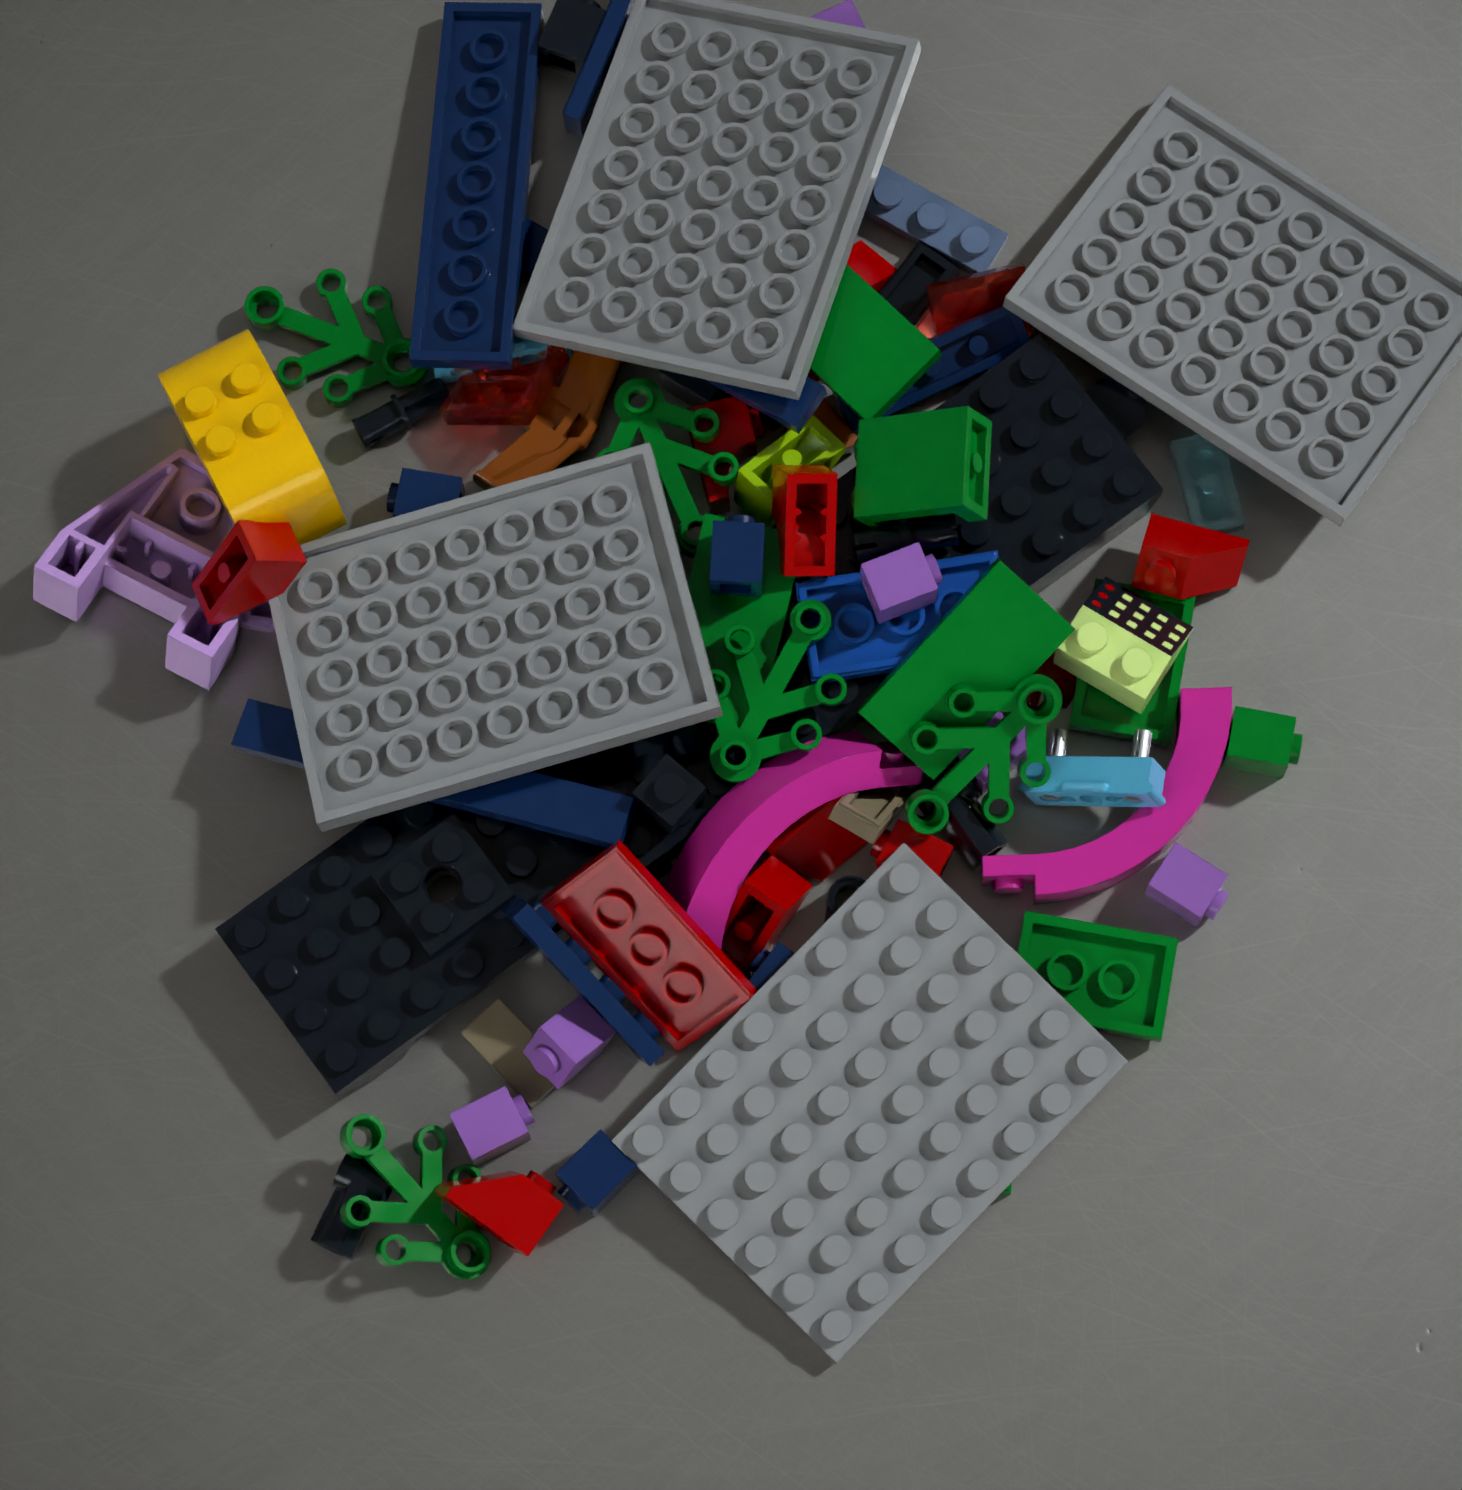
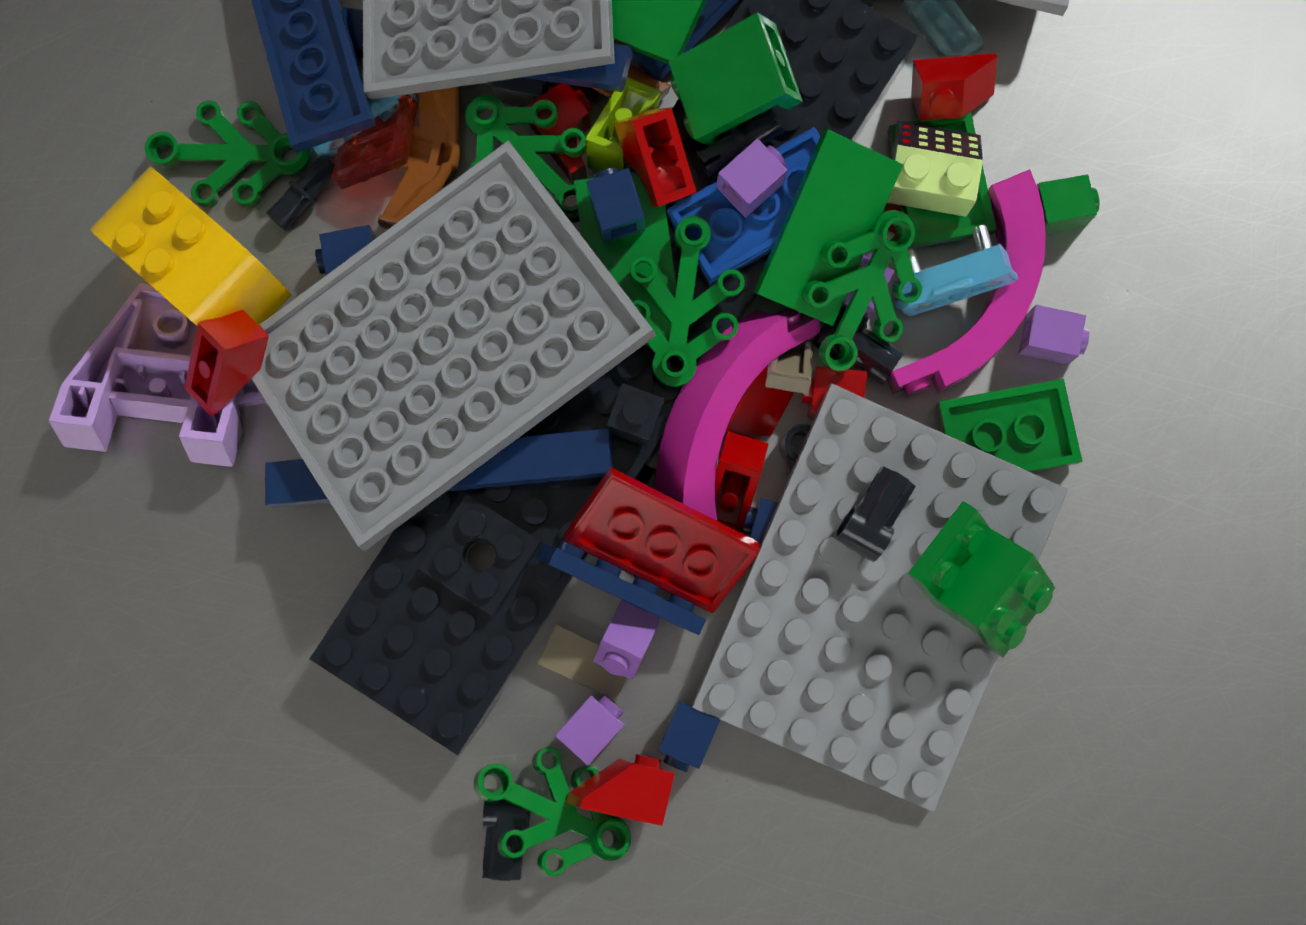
camera: 25 degrees left, 5 degrees up
(883, 1008) = (869, 525): none -> black piece
(980, 1117) = (983, 580): none -> green bracket

